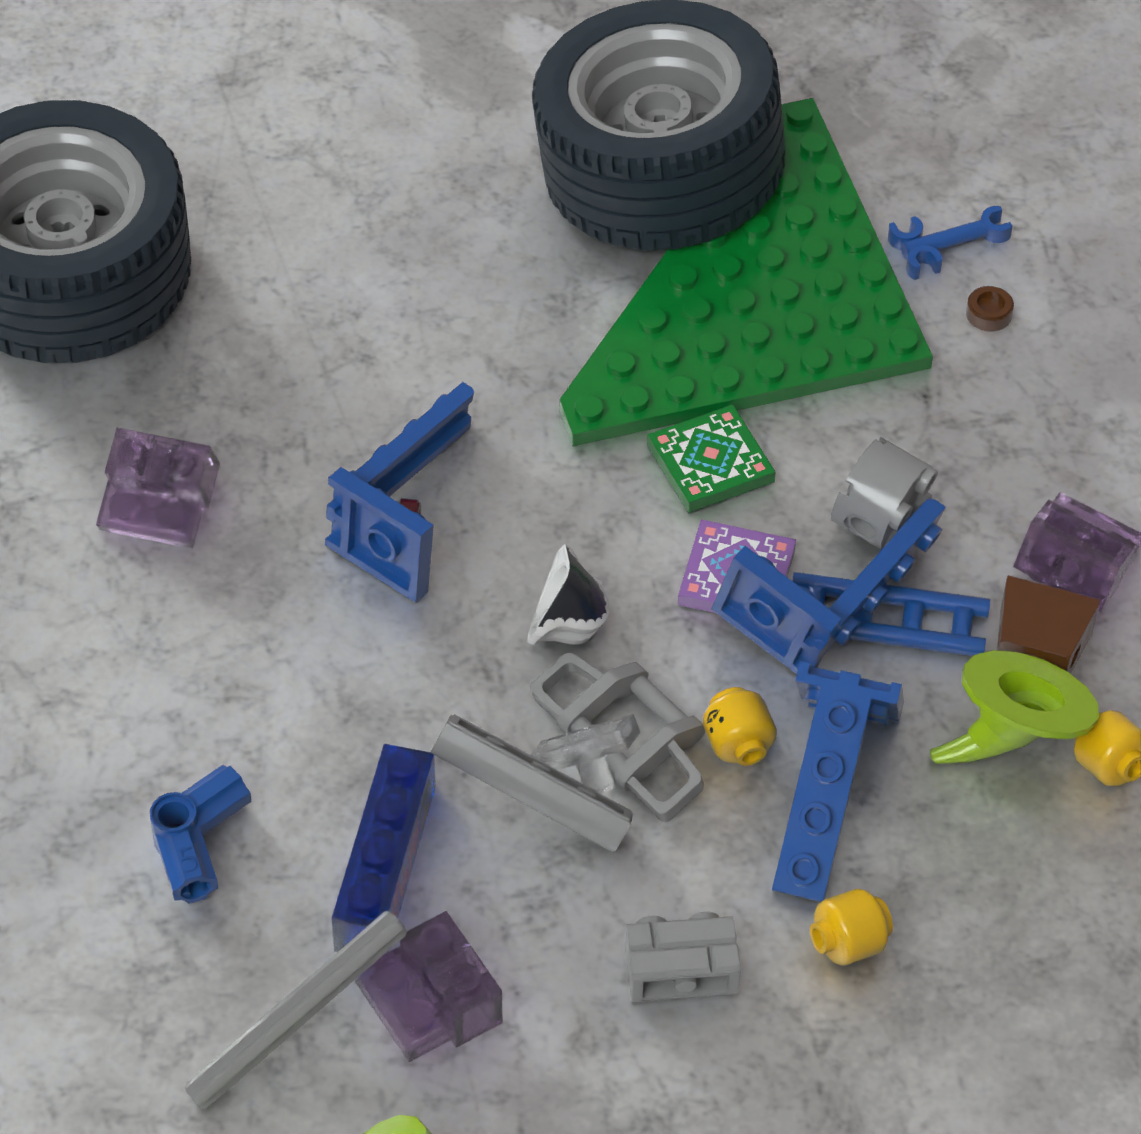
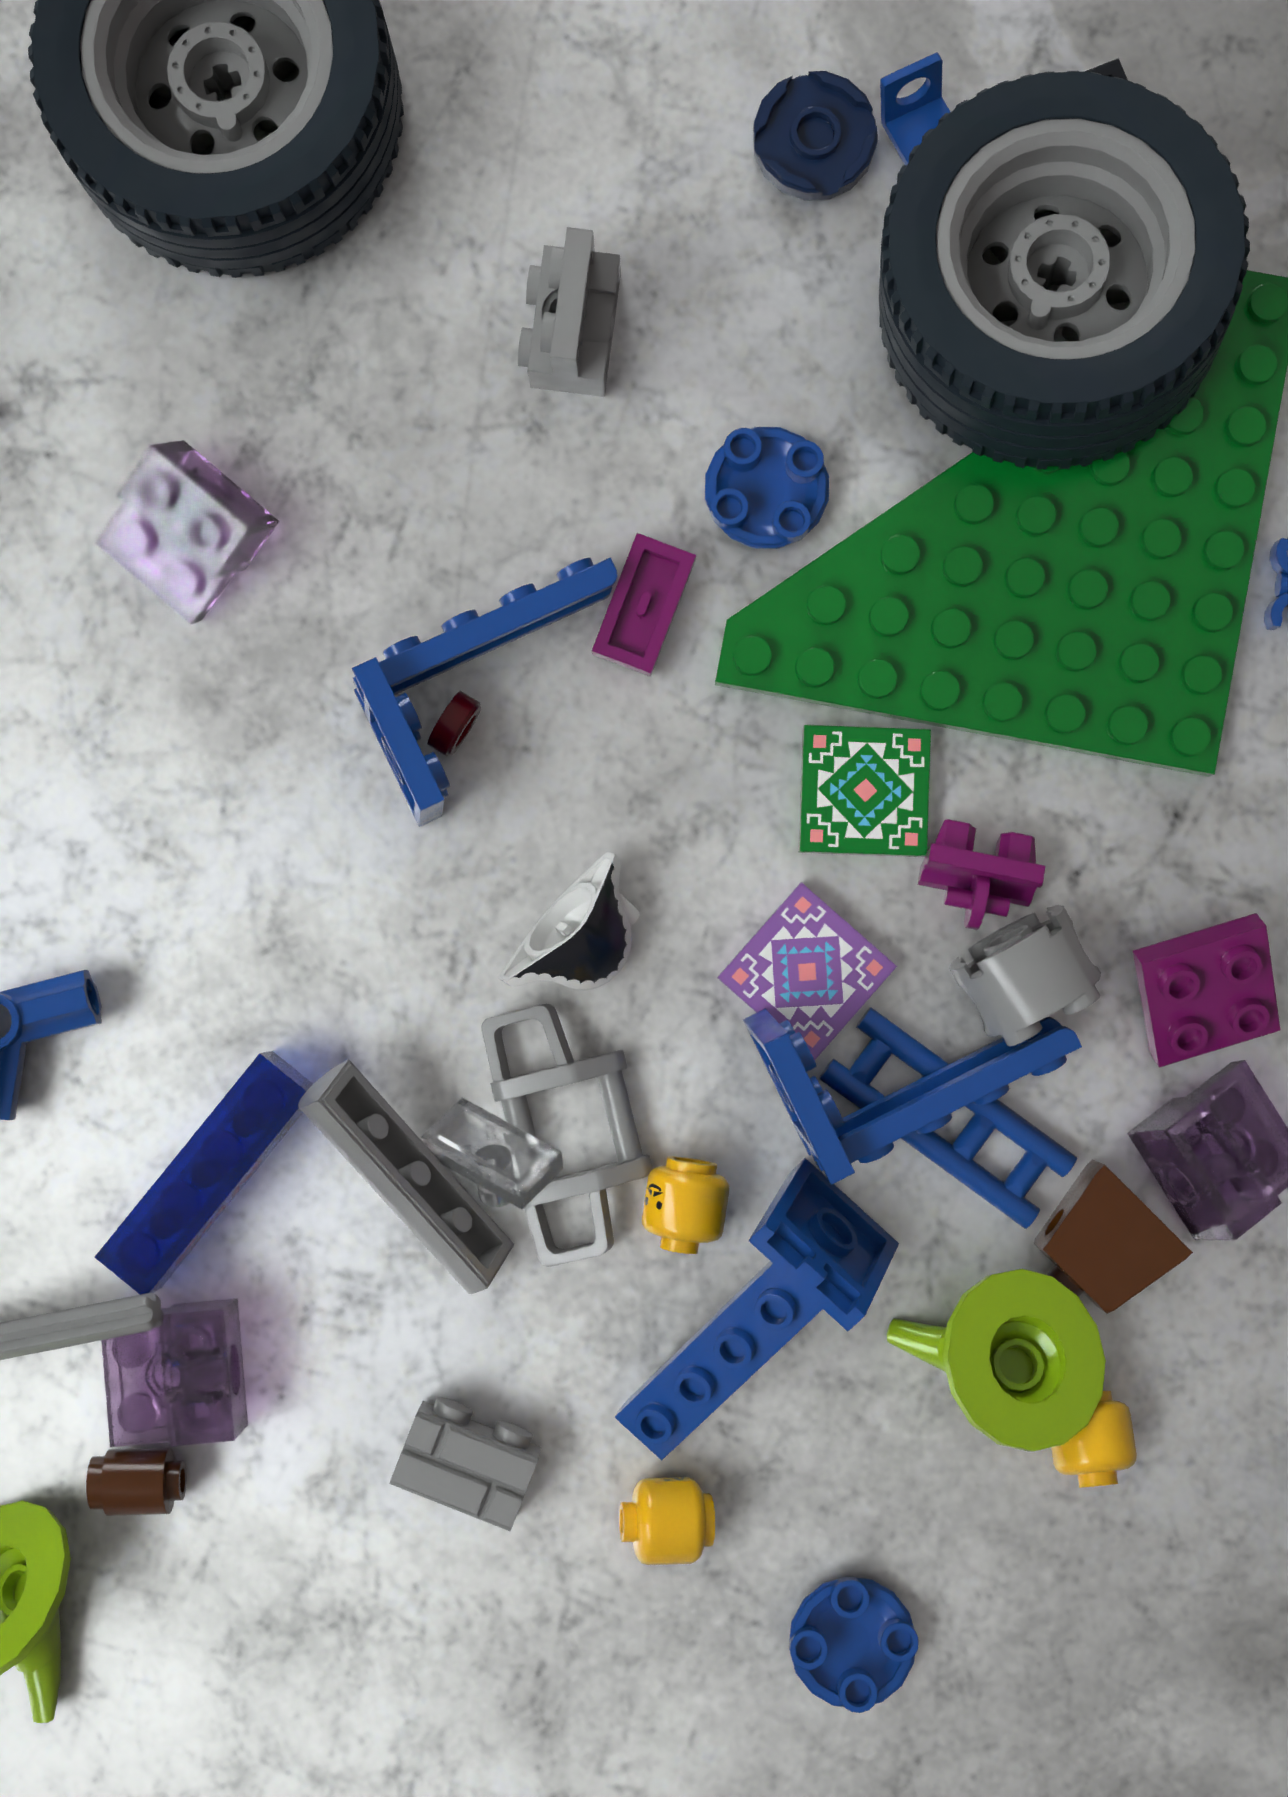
camera: 30 degrees right, 35 degrees up
(358, 277) = (567, 290): none -> light grey brick
(439, 1078) = (135, 1481): none -> reddish brown brick
(460, 144) = (814, 135): none -> dark blue tile
(498, 413) = (643, 604): none -> magenta plate
(517, 110) = (912, 116): none -> blue bracket
(541, 322) = (767, 487): none -> blue dish
(815, 464) = (981, 880): none -> magenta hips
(1008, 463) = (1207, 990): none -> magenta plate
(1034, 954) = (852, 1643): none -> blue dish

